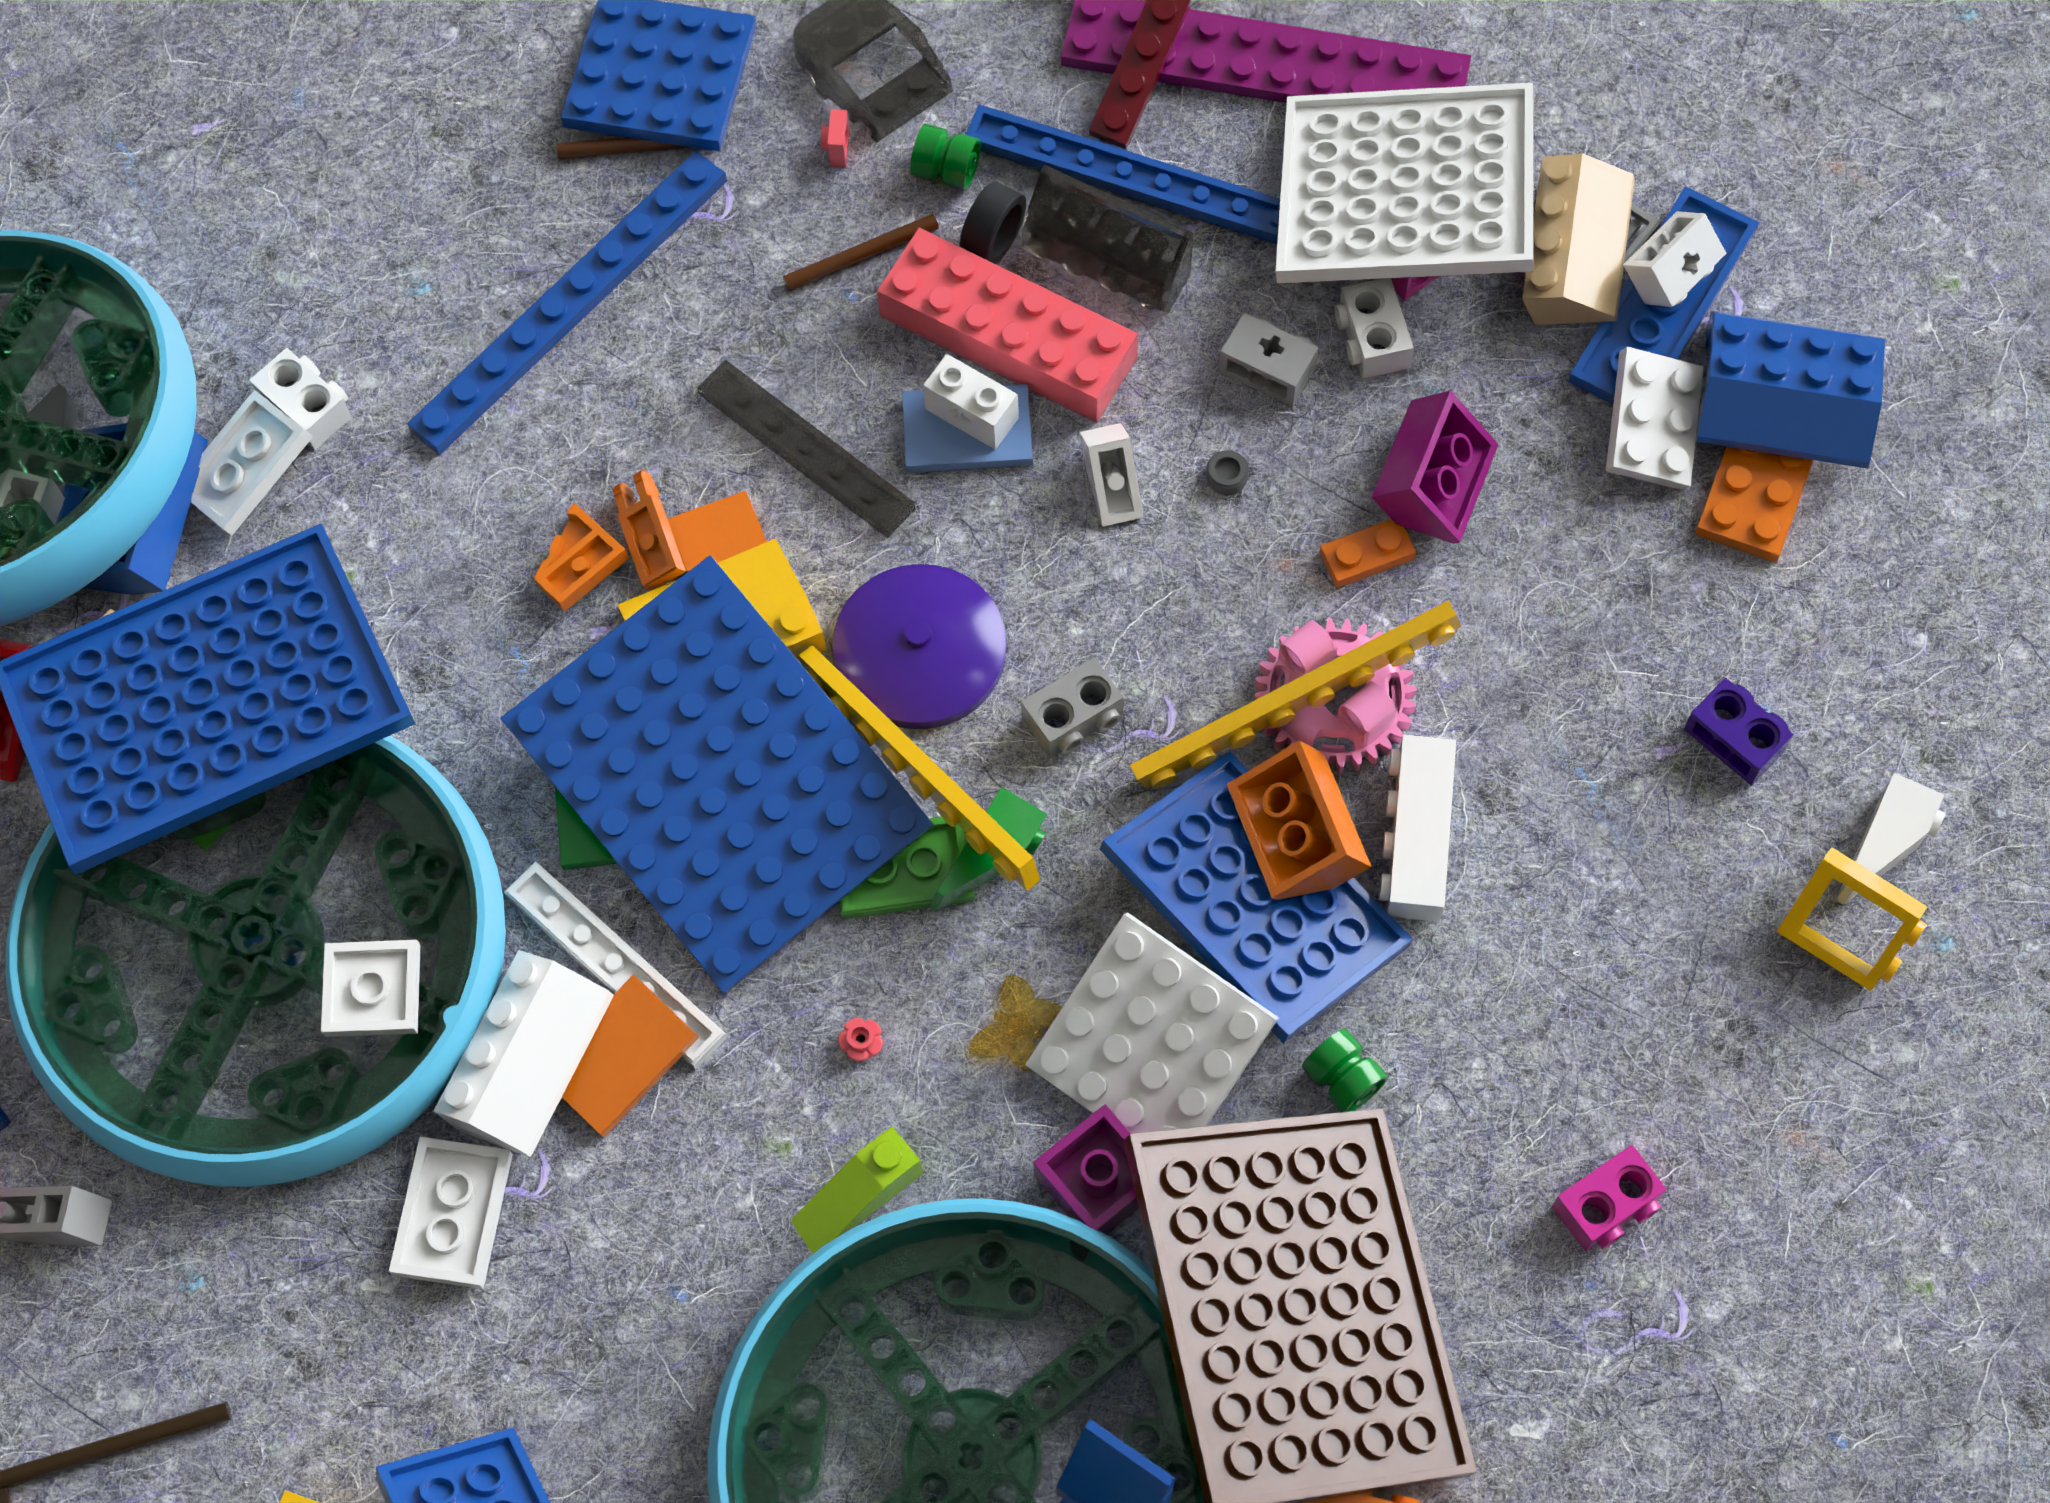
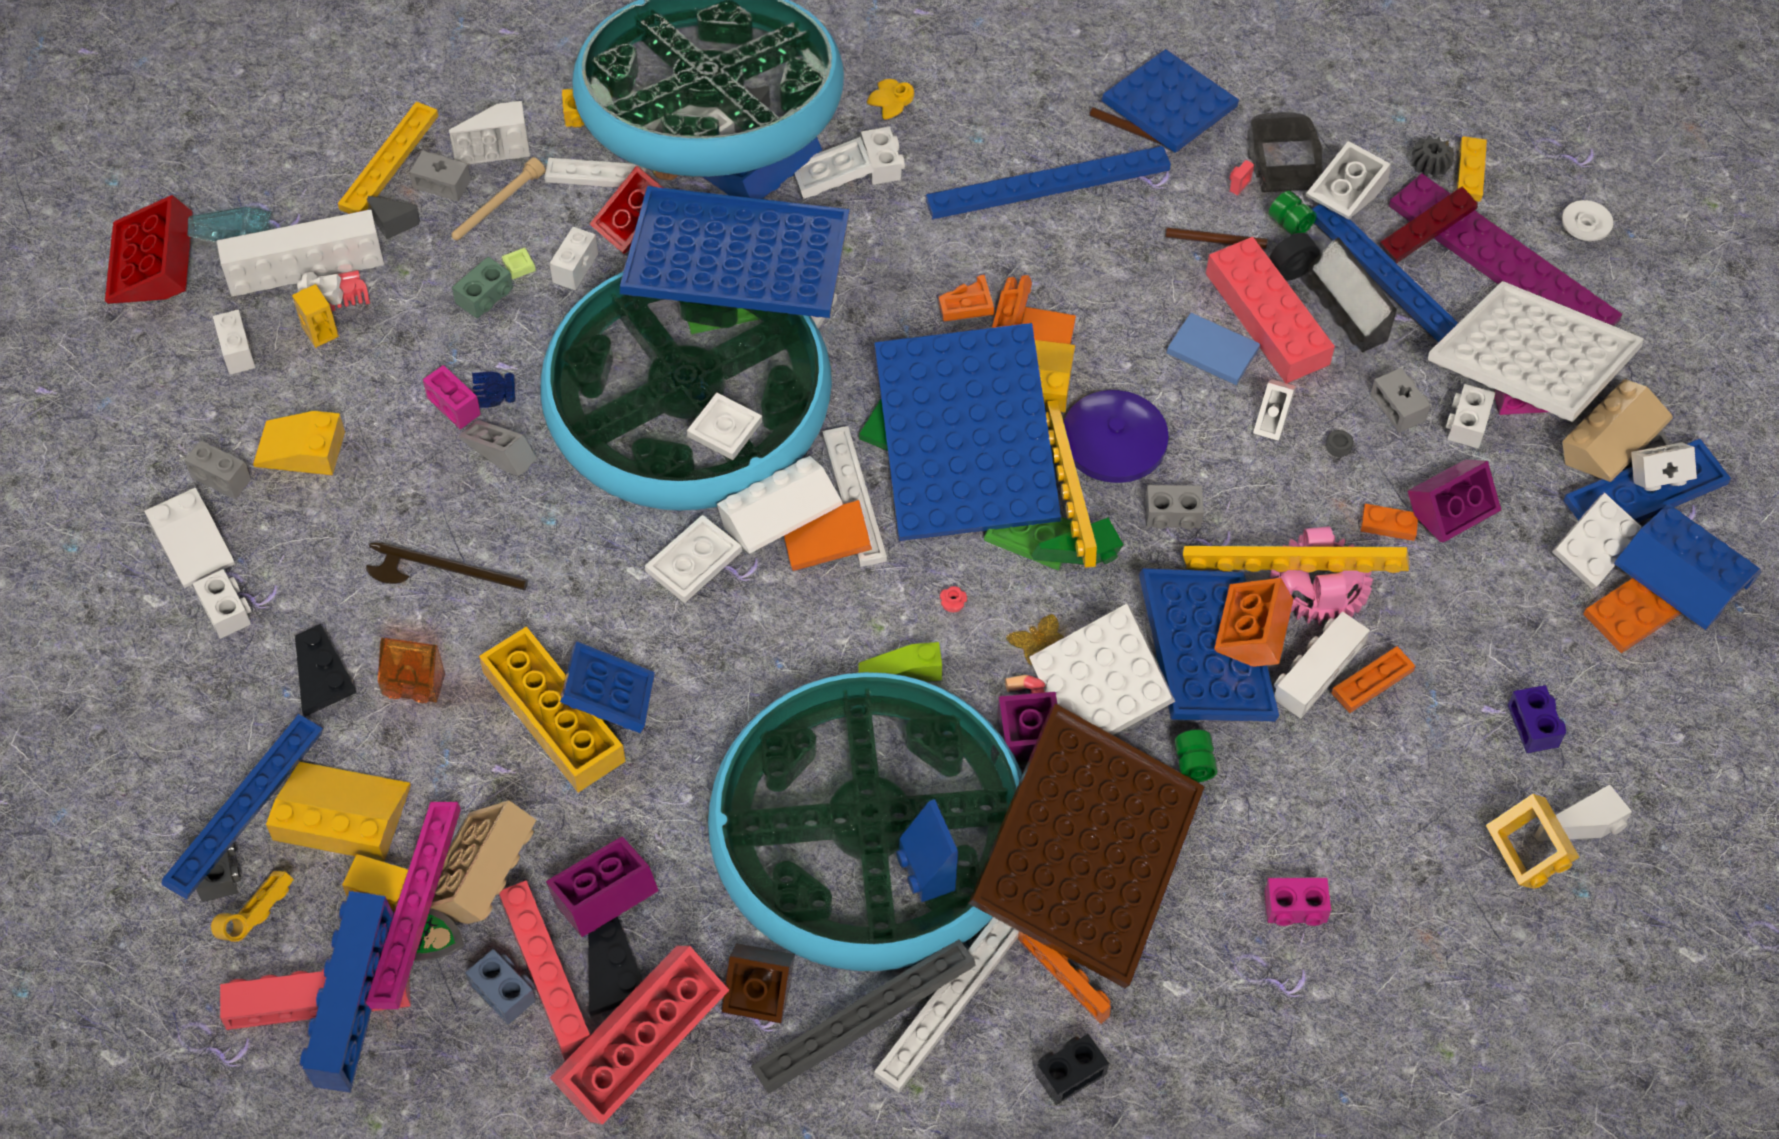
camera: 30 degrees right, 10 degrees down
(249, 297) = (891, 97): none -> yellow plate
(806, 448) = (1122, 314): clear smoke tile -> none
(971, 401) = (1222, 332): white brick -> none
(993, 62) = (1350, 181): none -> white slope
(1047, 1102) = (1025, 682): none -> arm
(1497, 804) = (1373, 679): none -> orange plate

